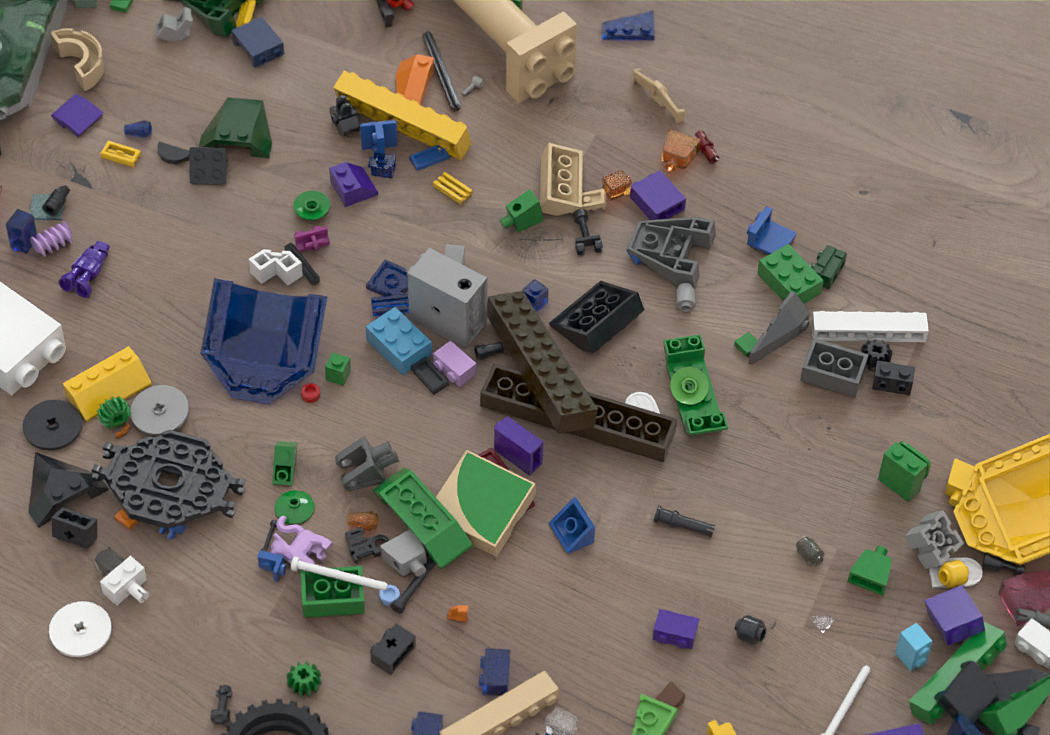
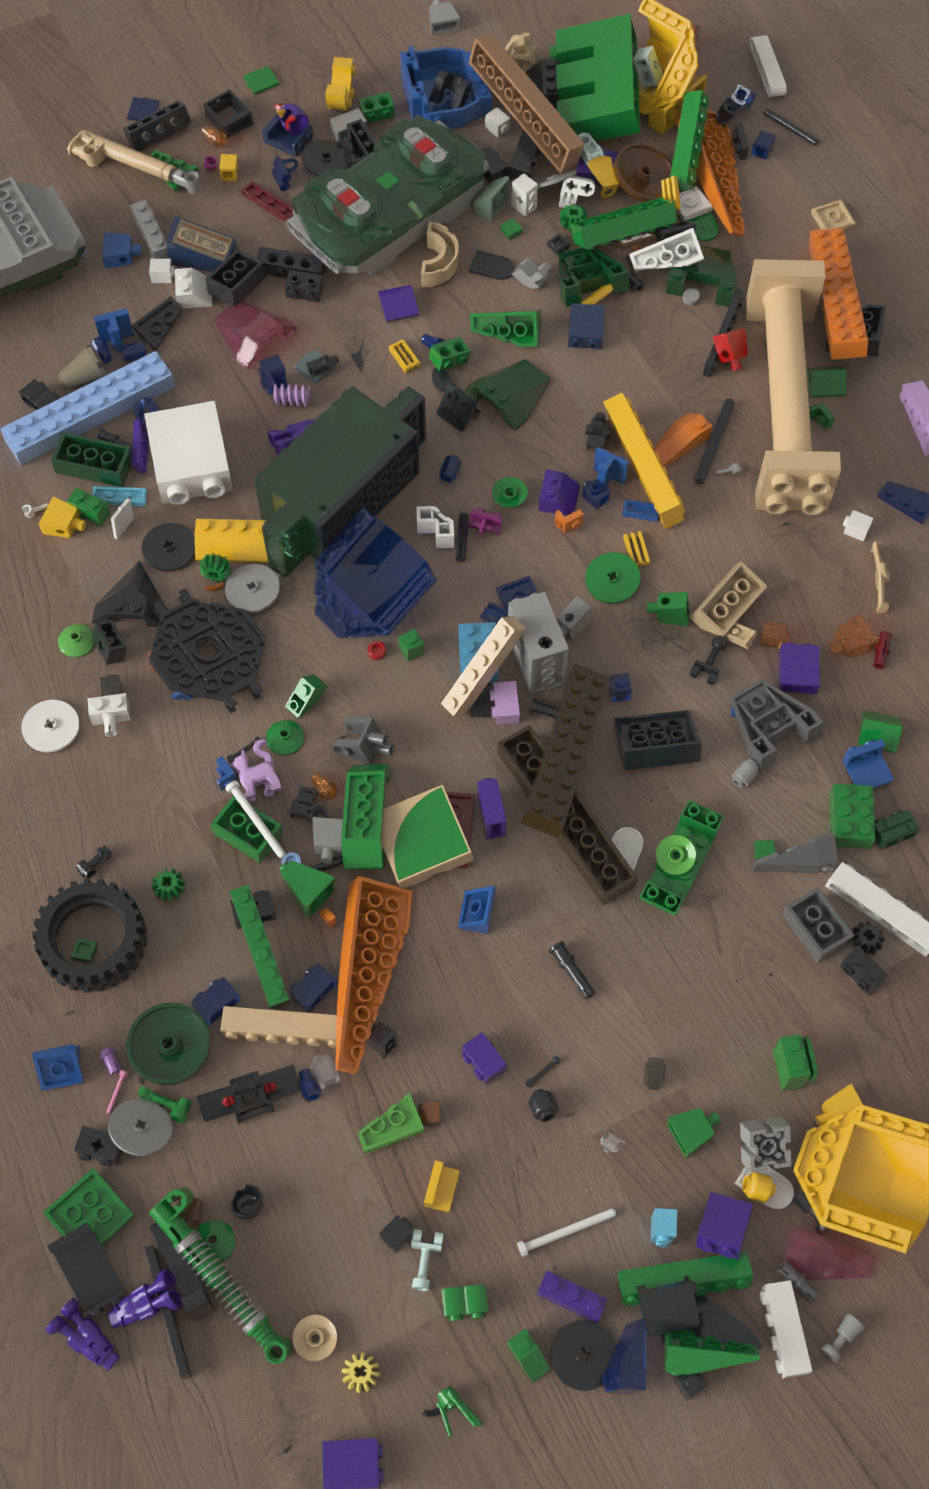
camera: 40 degrees right, 10 degrees up
(37, 556) = (79, 646): none -> bright green dish
(130, 41) = (492, 265): none -> black window
(162, 128) = (449, 354): none -> green brick
(162, 272) = (339, 464): none -> clear green piece
(195, 77) = (515, 327): none -> green wedge
(244, 217) = (450, 468): none -> clear blue brick
(379, 202) = (569, 522): none -> orange bracket
(422, 598) = (308, 886): none -> green slope
(423, 338) = (484, 665): none -> tan brick
(428, 667) = (259, 946): none -> green brick
(442, 227) = (606, 566): none -> green piece
(513, 609) = (372, 938): none -> orange wedge
(585, 668) = (382, 1039): none -> black slope
(609, 67) = (857, 525): none -> white brick
(724, 624) = (530, 1082): none -> black hinge
(753, 202) = (880, 726): none -> green slope

